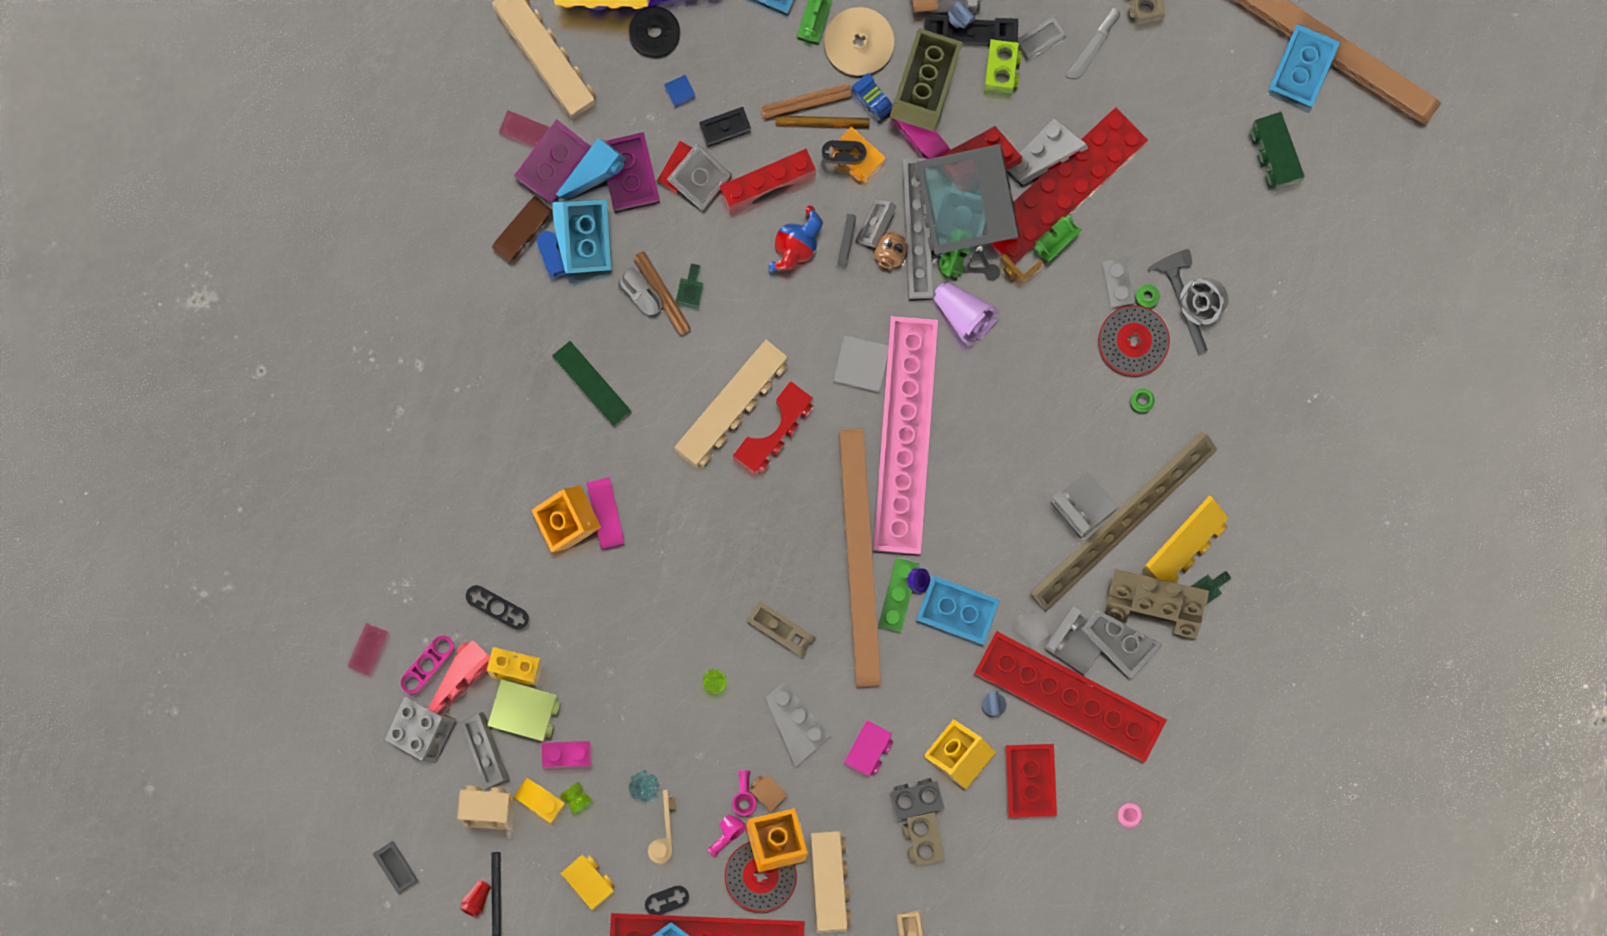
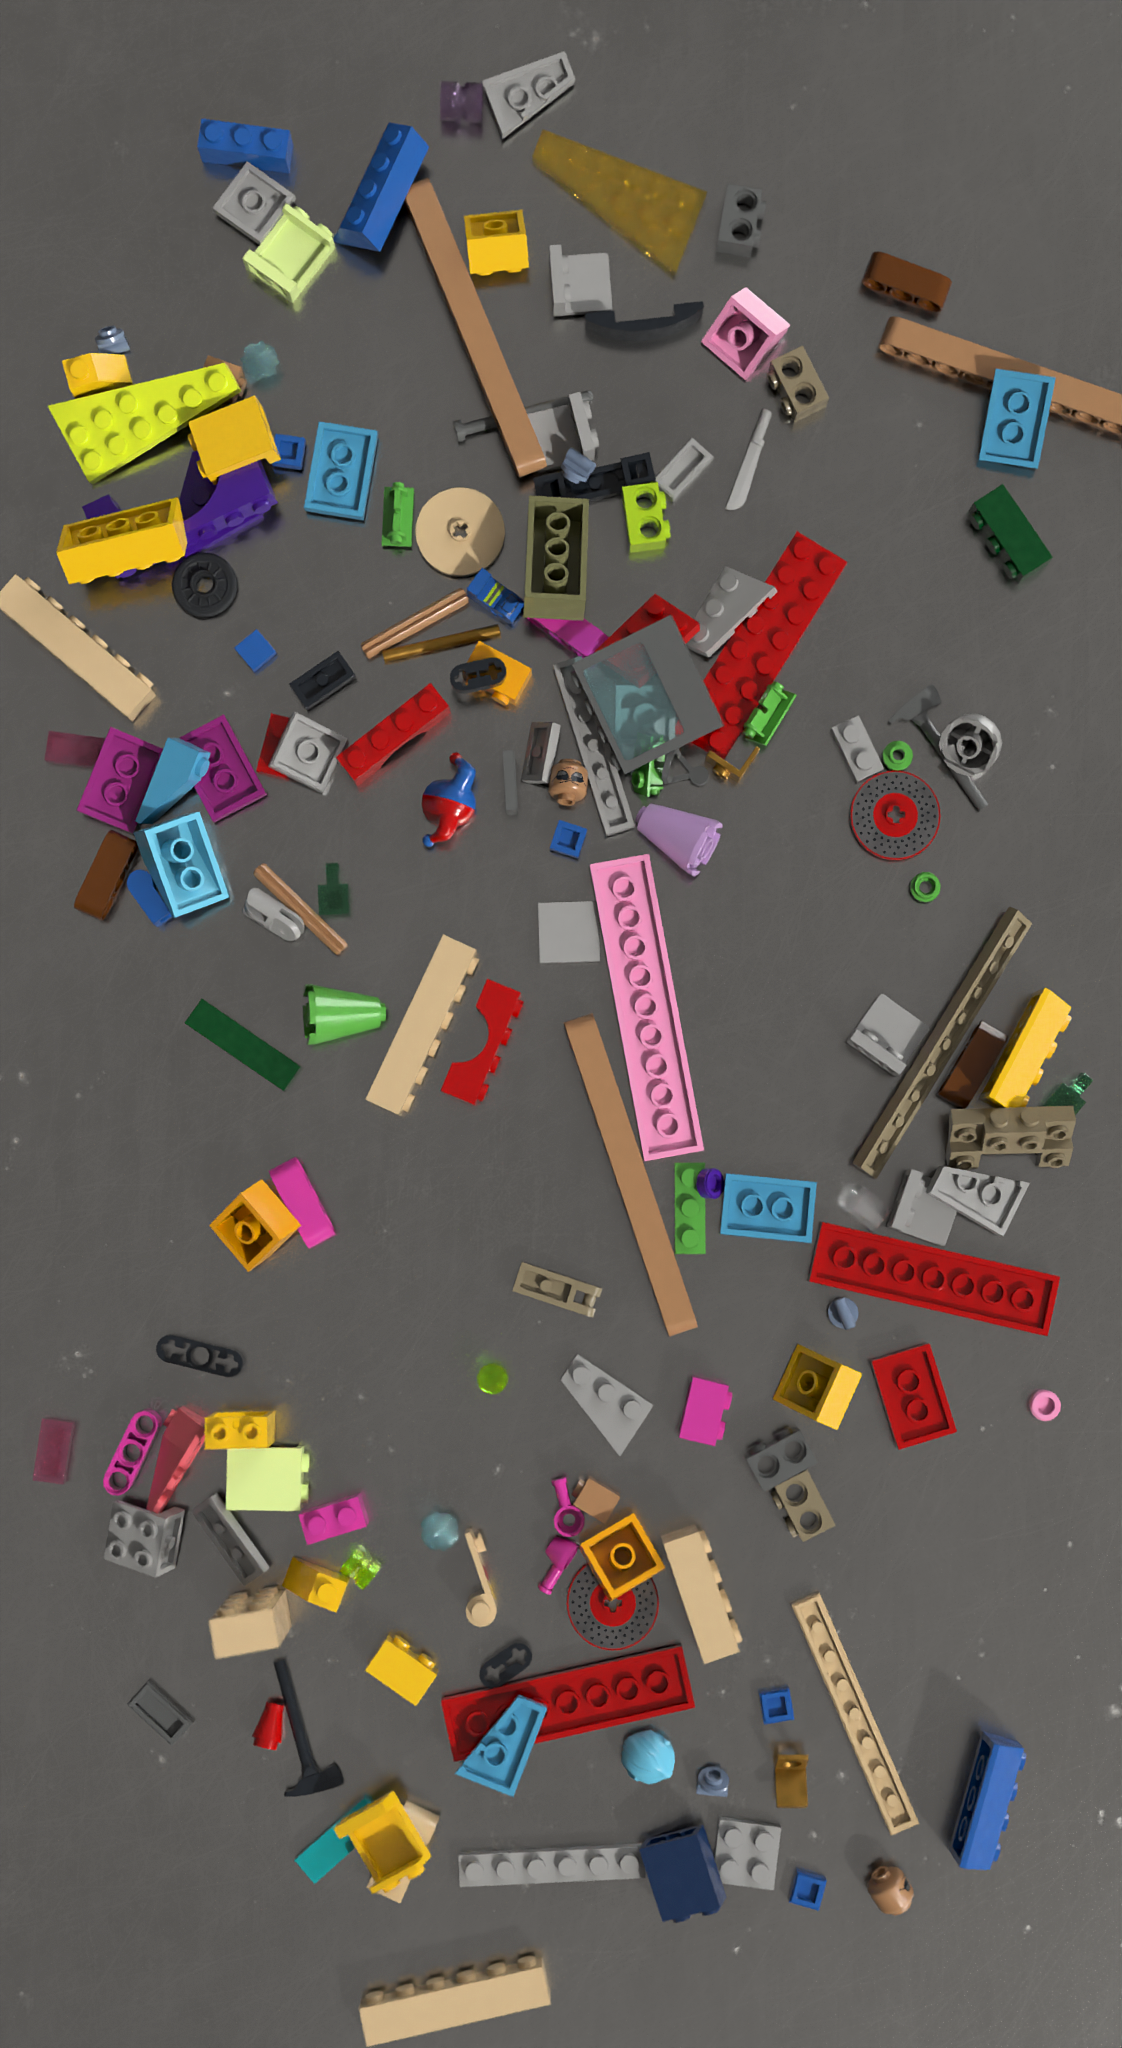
camera: 15 degrees left, 5 degrees up
(670, 378) = (338, 1013): none -> bright green cone
(879, 293) = (568, 839): none -> blue plate
(1142, 543) = (972, 1065): none -> reddish brown beam

